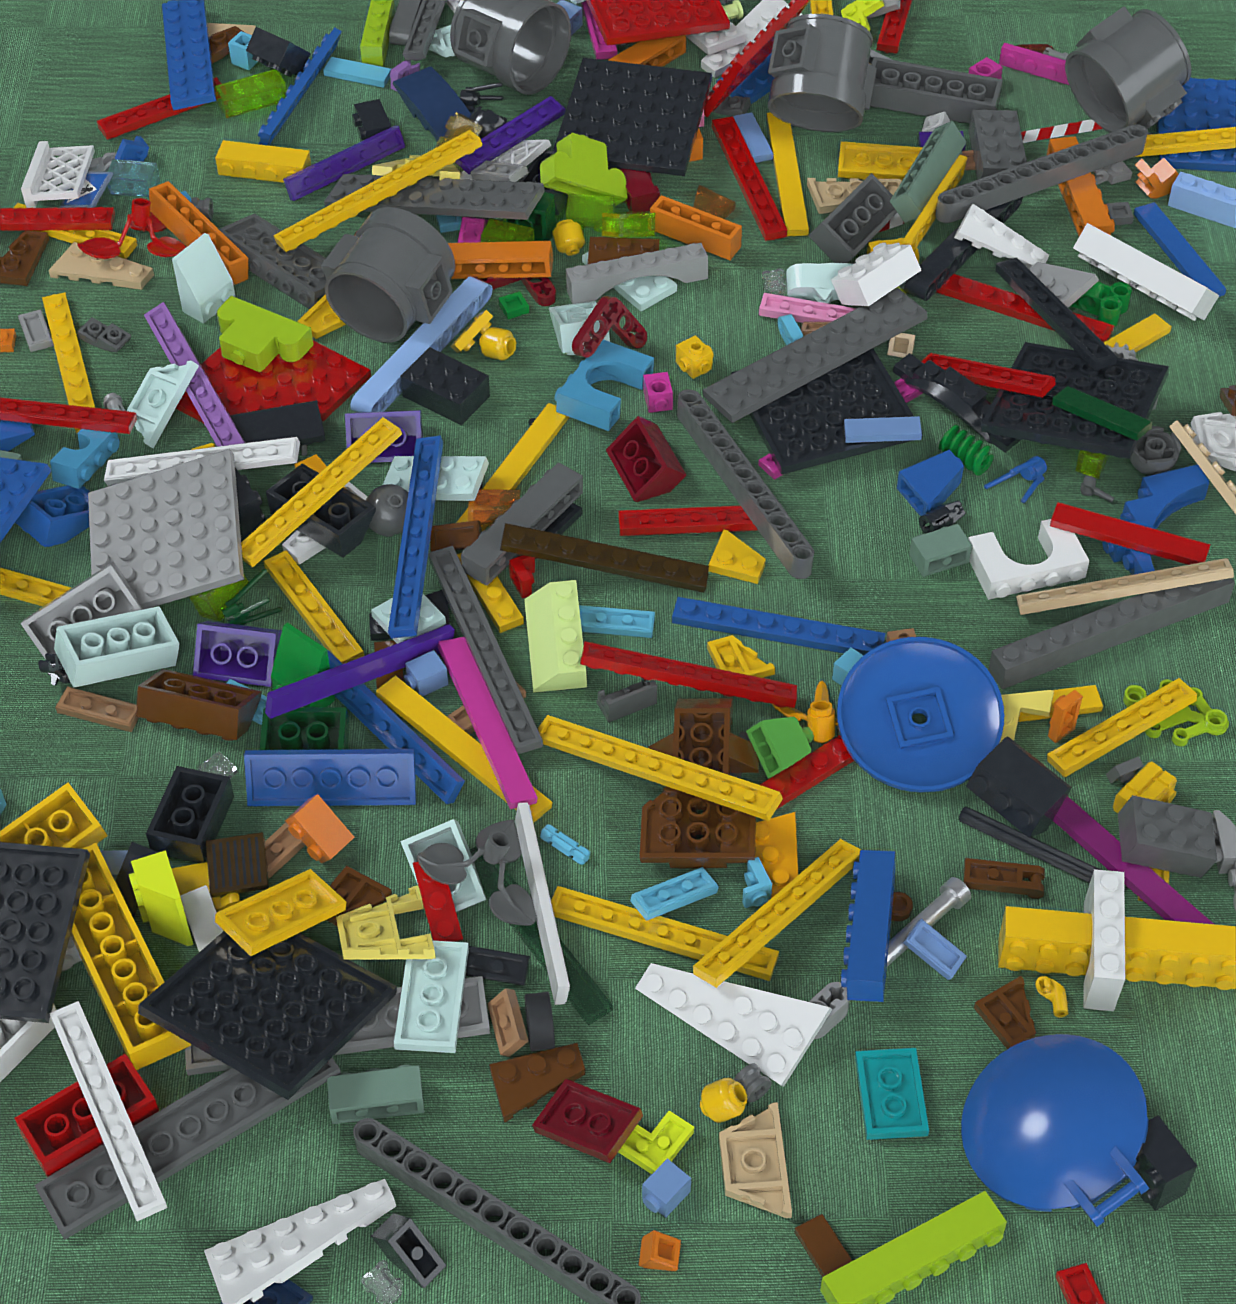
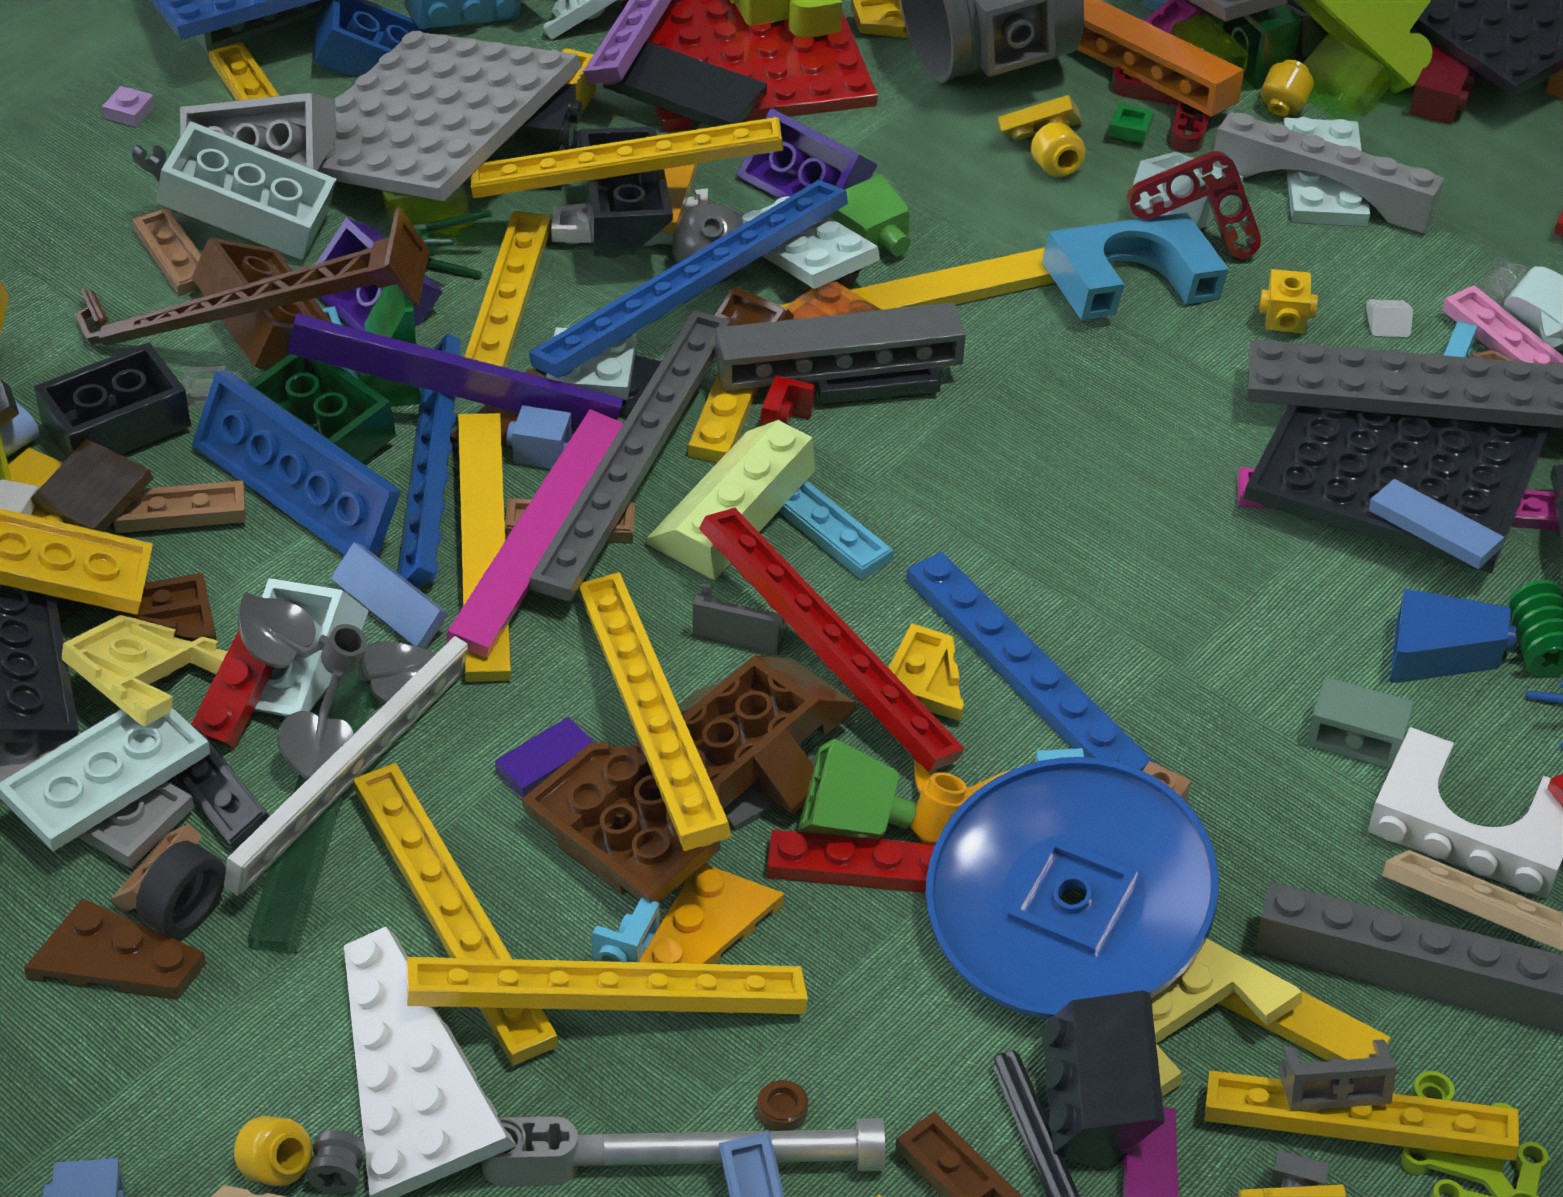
camera: 40 degrees right, 5 degrees down
(245, 457) = (592, 79): white tile -> none
(292, 627) = (389, 262): none -> reddish brown piece
(319, 829) = (213, 510): orange brick -> none
(445, 386) = (940, 157): black brick -> none
(446, 807) = (389, 595): none -> medium blue tile
(455, 437) = (876, 215): none -> bright green torso
(457, 311) = (962, 103): light blue beam -> none
(565, 844) = (468, 728): medium azure axle -> none
(587, 1120) = (95, 1044): dark red plate -> none
(604, 558) = (893, 446): dark brown plate -> none
(614, 248) = (1315, 119): reddish brown wing -> none
(615, 831) = (541, 756): none -> dark purple tile
(628, 224) = (1374, 109): clear neon green brick -> none
(645, 460) = (1088, 378): dark red slope -> none
(658, 392) = (1195, 314): dark pink brick -> none
(664, 1142) = (144, 1143): neon yellow plate -> none
(674, 893) = (518, 874): medium azure tile -> none
(684, 520) = (1072, 483): red plate -> none
(696, 226) = (1467, 162): orange brick -> none
(713, 203) = (1519, 160): clear orange wing -> none
(736, 559) = (1071, 560): yellow wing -> none
(739, 334) = (1389, 317): none -> white slope
(745, 484) = (1171, 480): dark grey beam -> none
(870, 926) = (694, 1090): blue brick -> none
(941, 517) = (1425, 689): black hinge -> none
(1064, 715) = (1280, 1025): orange plate -> none
(1104, 717) = (1338, 1081): none -> dark grey hinge

